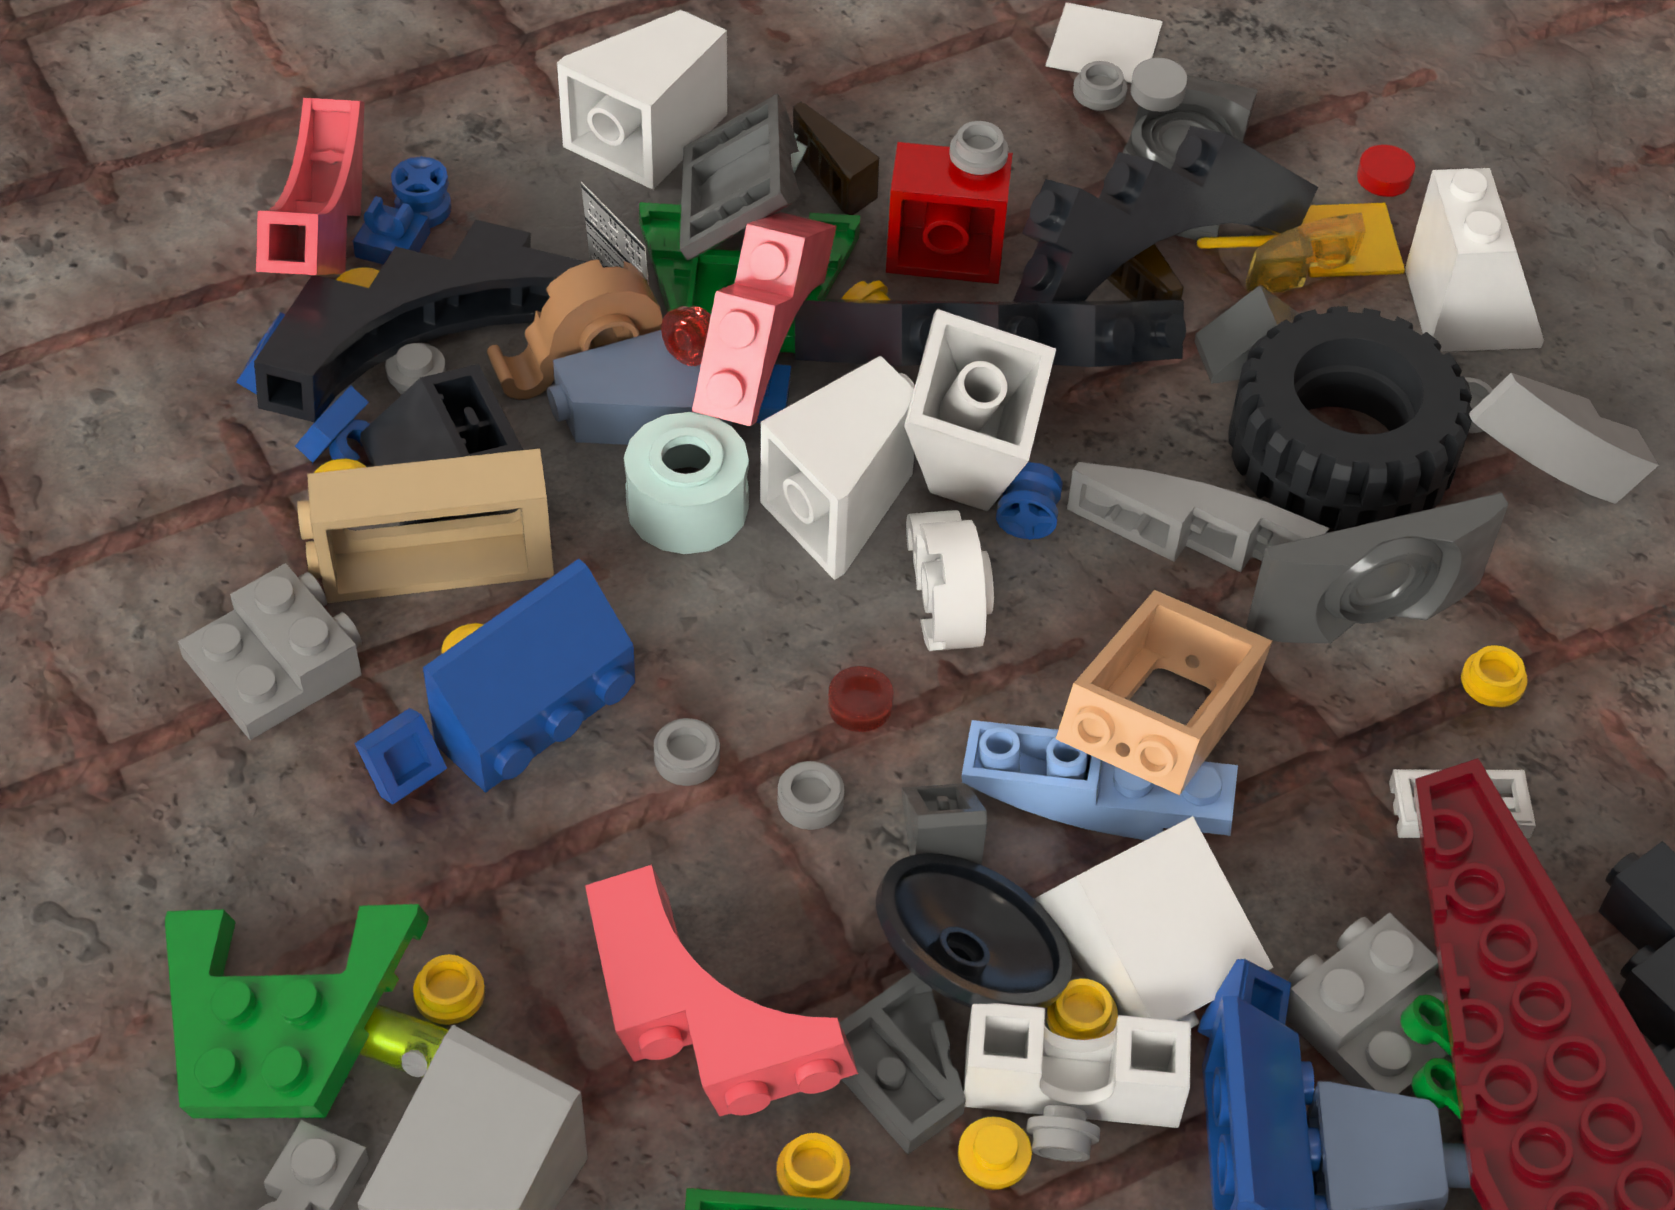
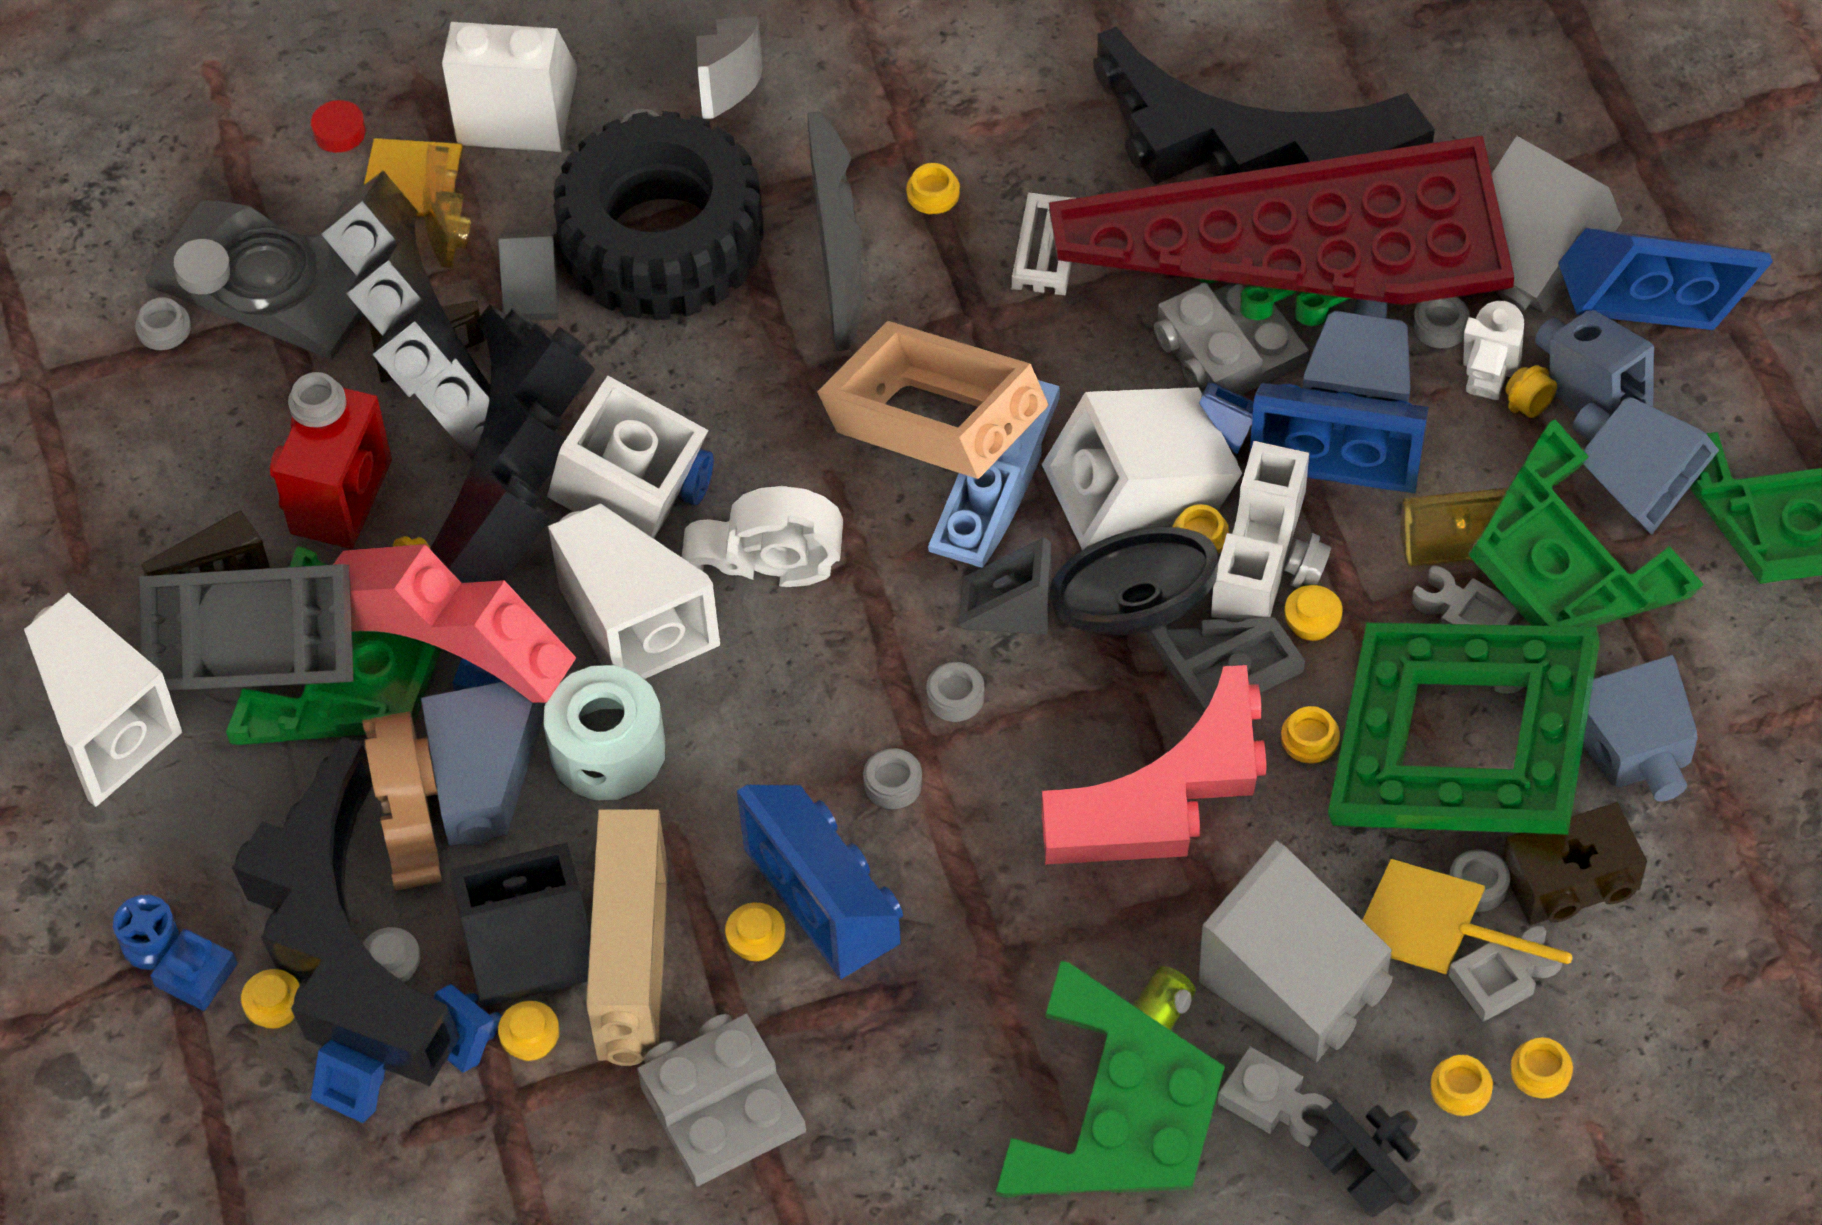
camera: 75 degrees left, 5 degrees up
(309, 221) = (204, 1016): coral arch -> none
(401, 755) = (867, 992): blue tile -> none
(448, 990) = (1113, 971): yellow plate -> none
(609, 238) = (298, 751): light grey sticker -> none
(685, 333) = (459, 687): clear red plate -> none
(860, 698) = (862, 640): clear red tile -> none
(1102, 35) = (87, 314): white sticker -> none
(1179, 512) = (746, 332): light grey slope -> none

